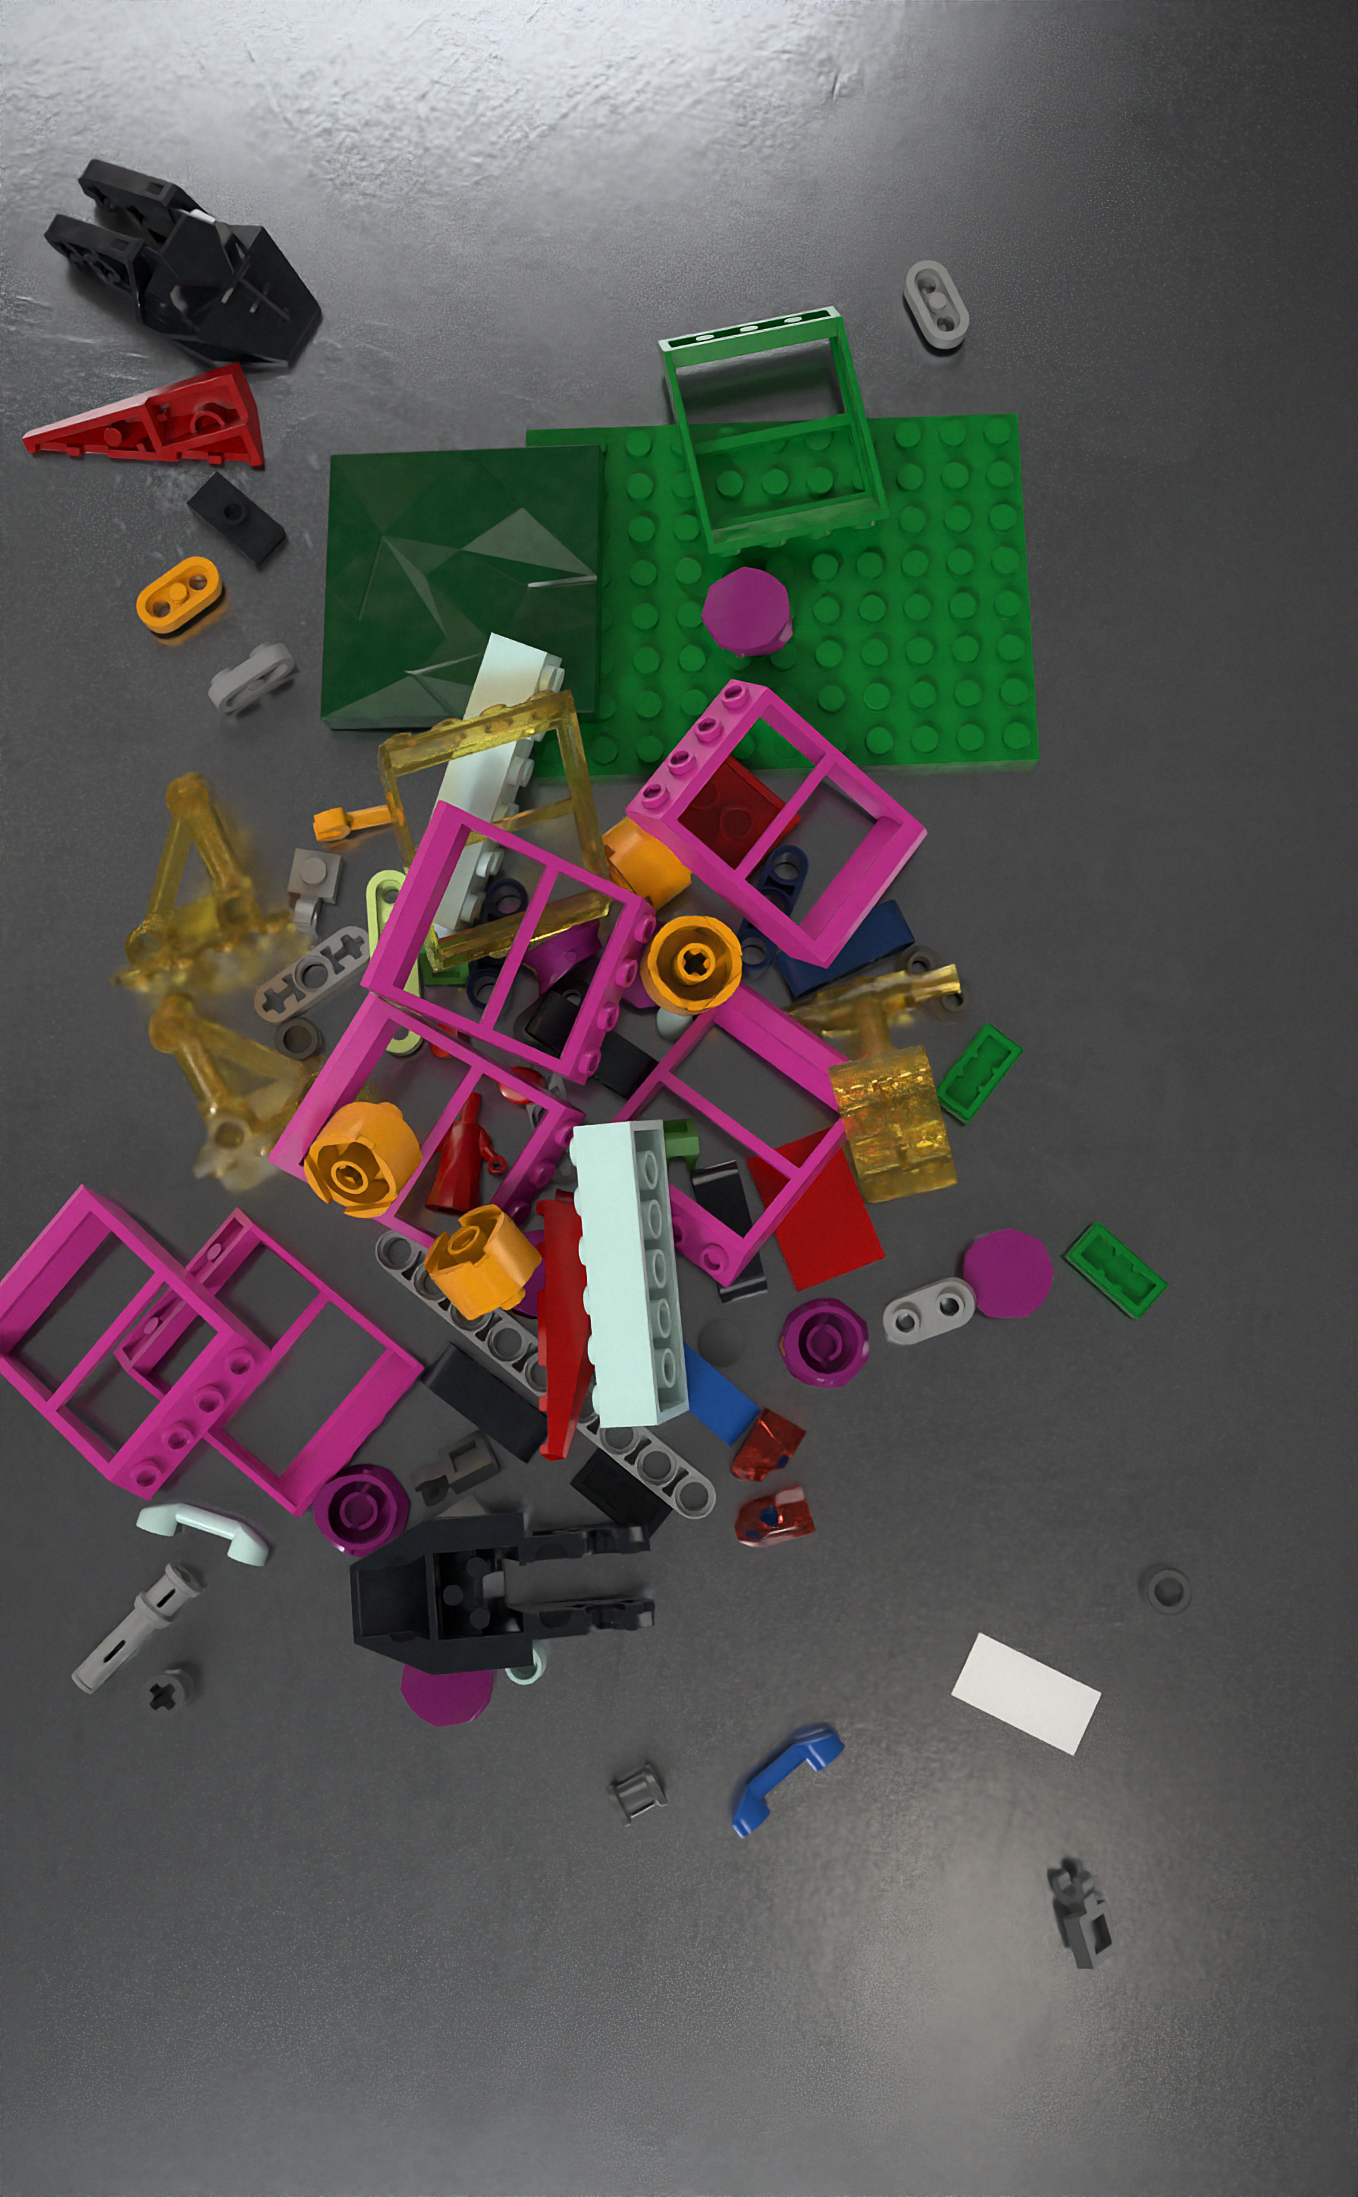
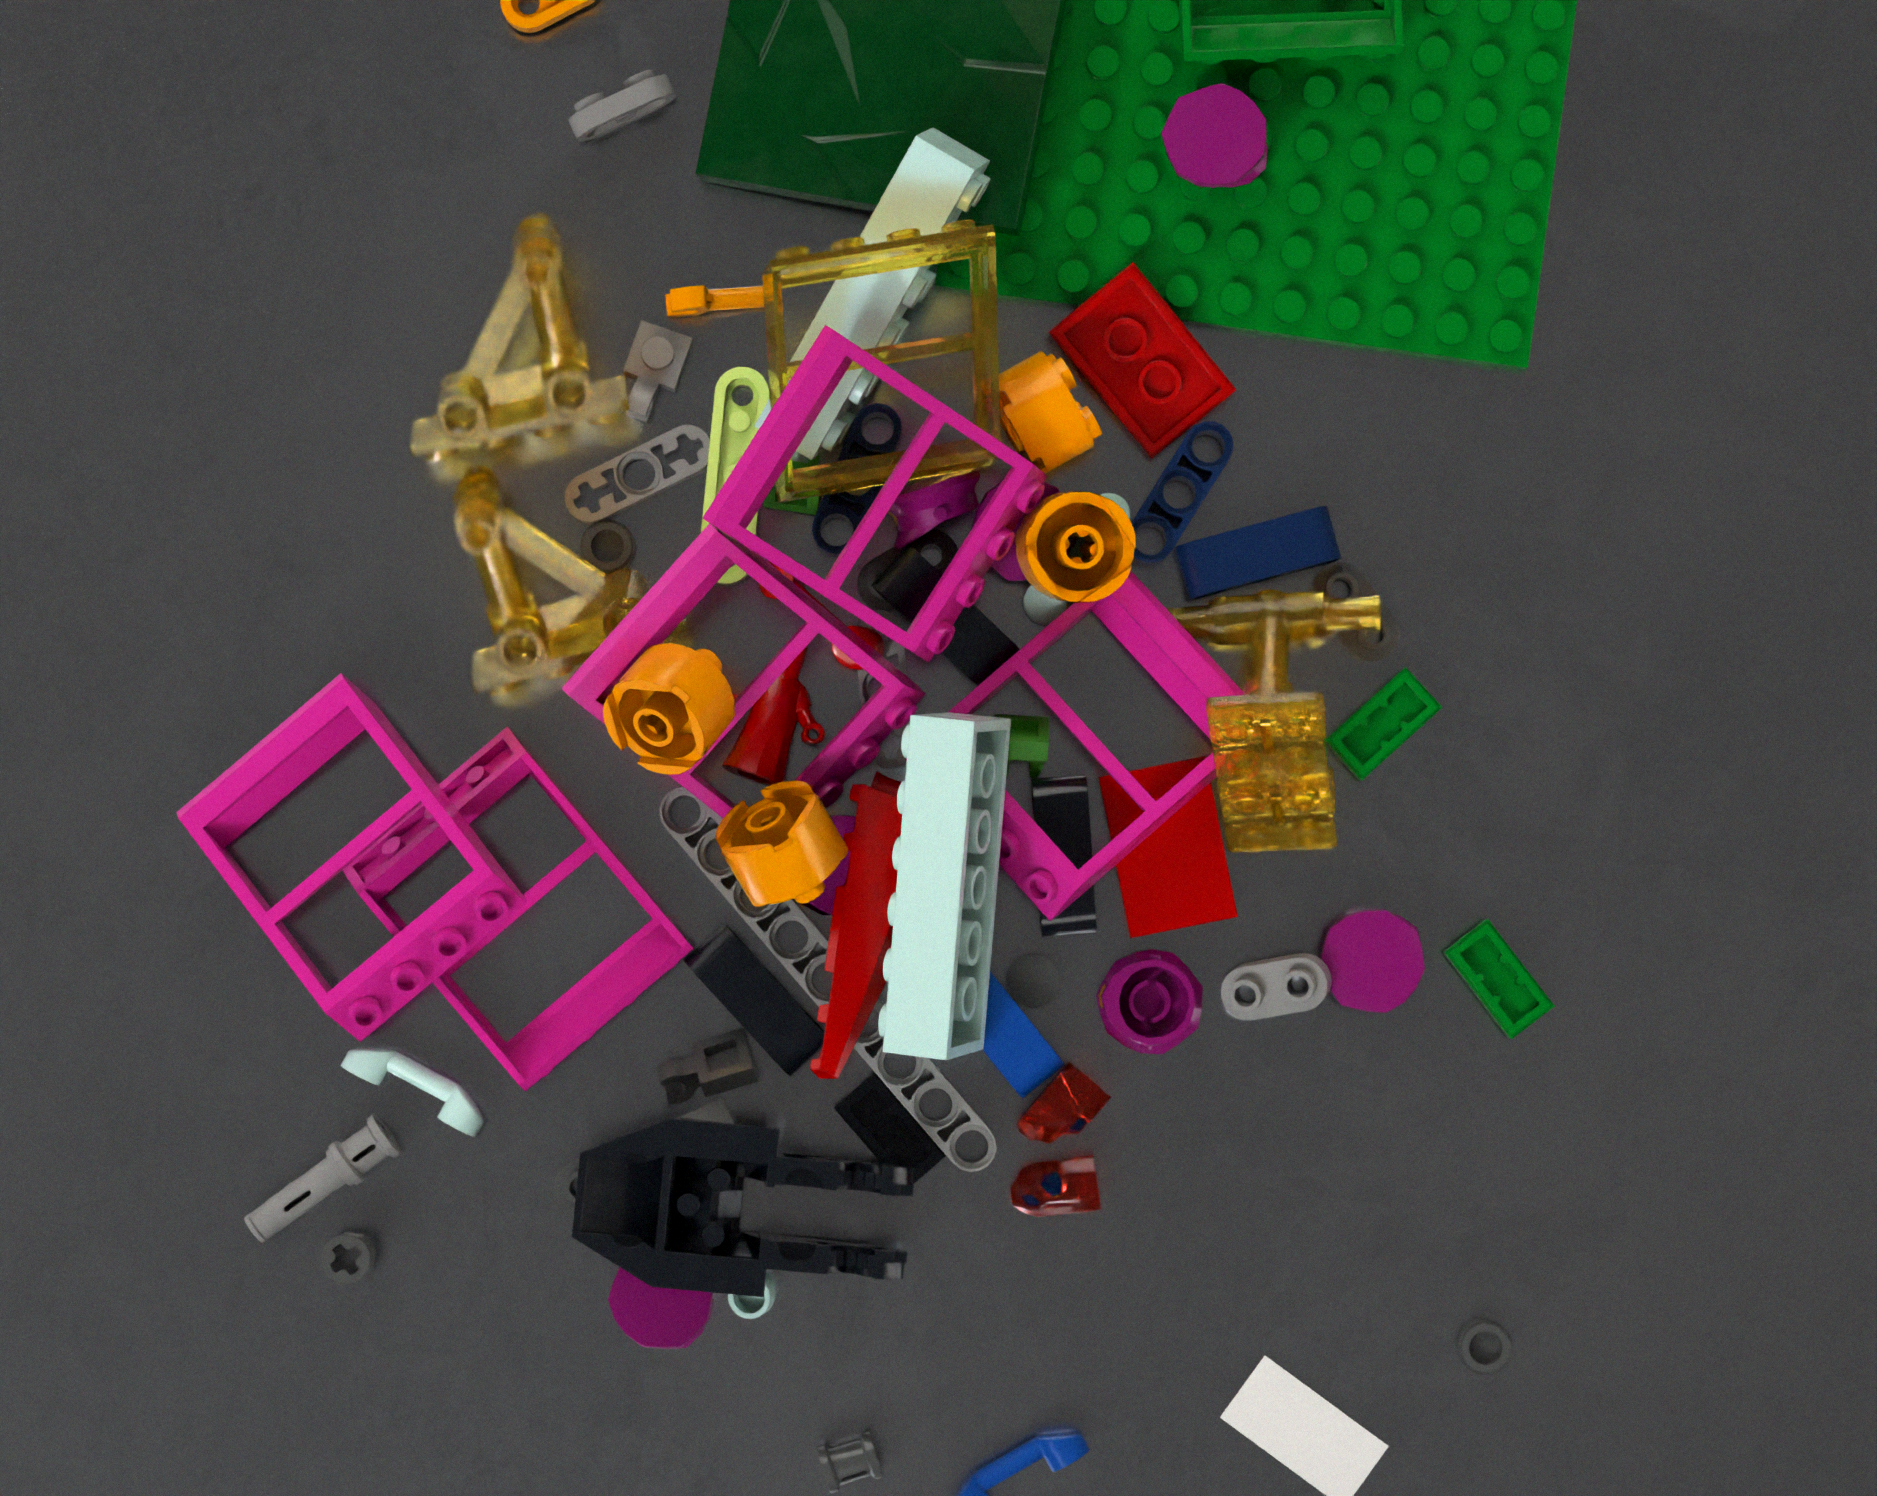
camera: 10 degrees right, 5 degrees up
(361, 1509) = (595, 1095): magenta hat -> none
(856, 885) = (1122, 314): dark pink window -> none

